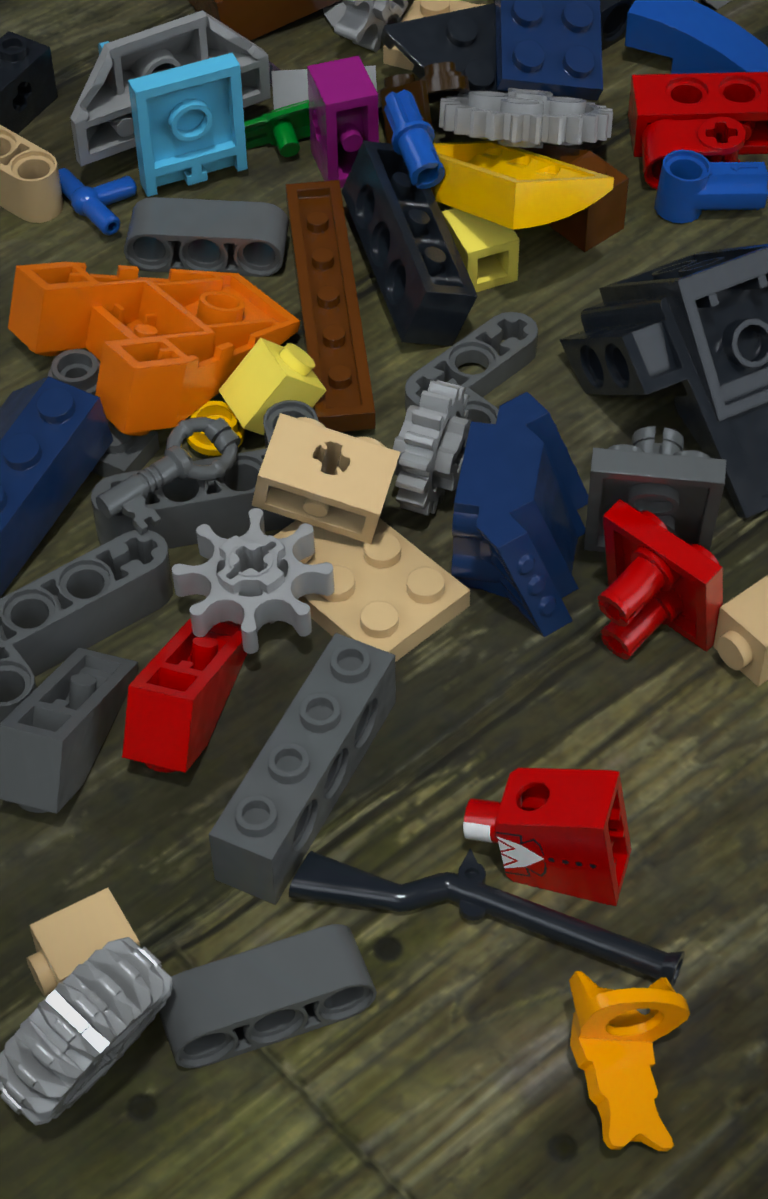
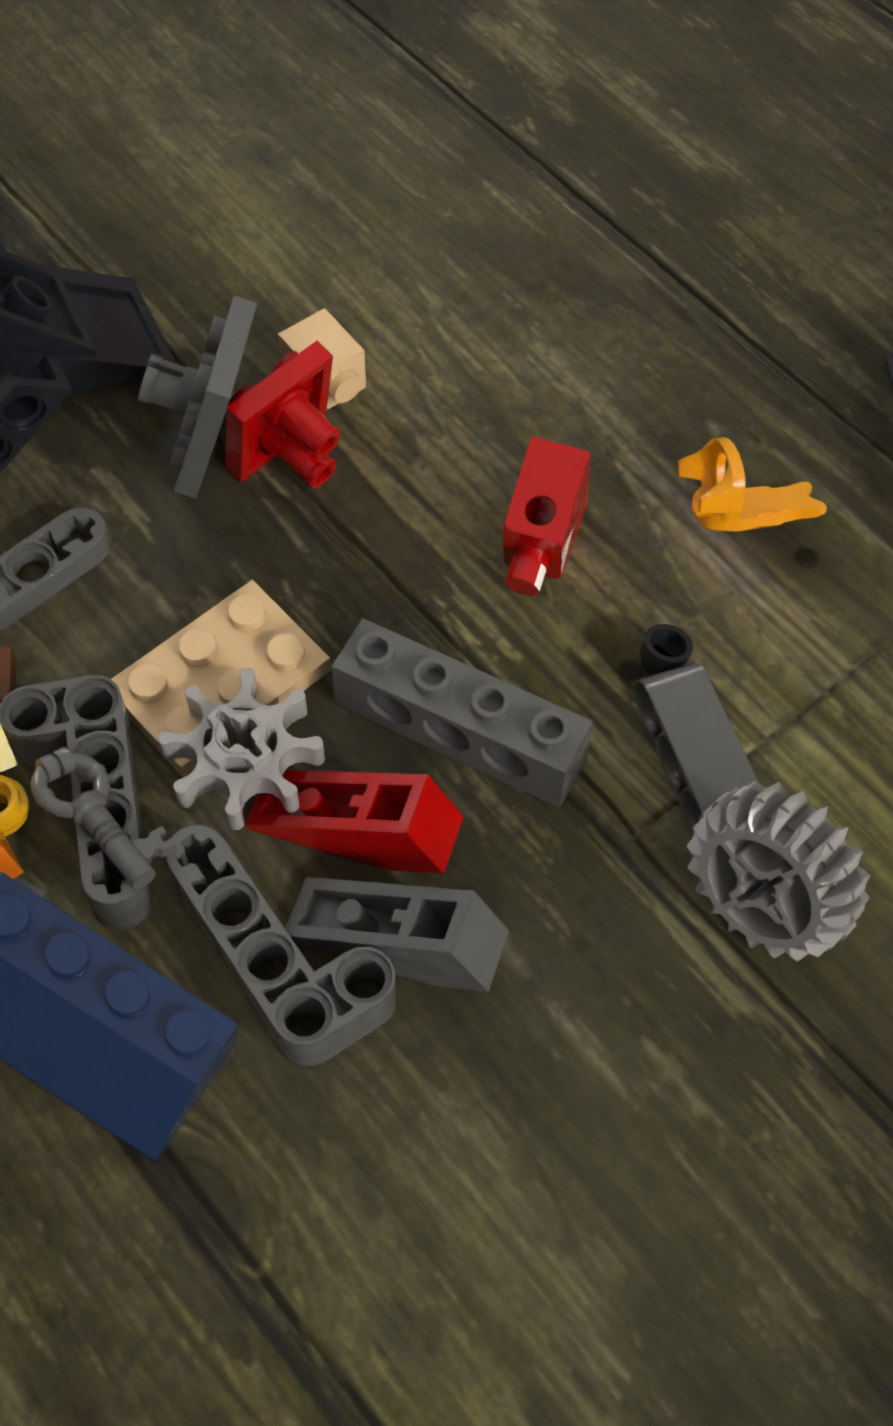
camera: 90 degrees left, 10 degrees up
(73, 936) = (662, 897): tan brick -> none
(296, 485) = (134, 664): tan brick -> none
(339, 883) = (578, 601): black piece -> none
(387, 953) = (665, 649): none -> black hinge
(431, 447) = (92, 580): light grey gear -> none
(519, 513) = (183, 526): dark blue slope -> none

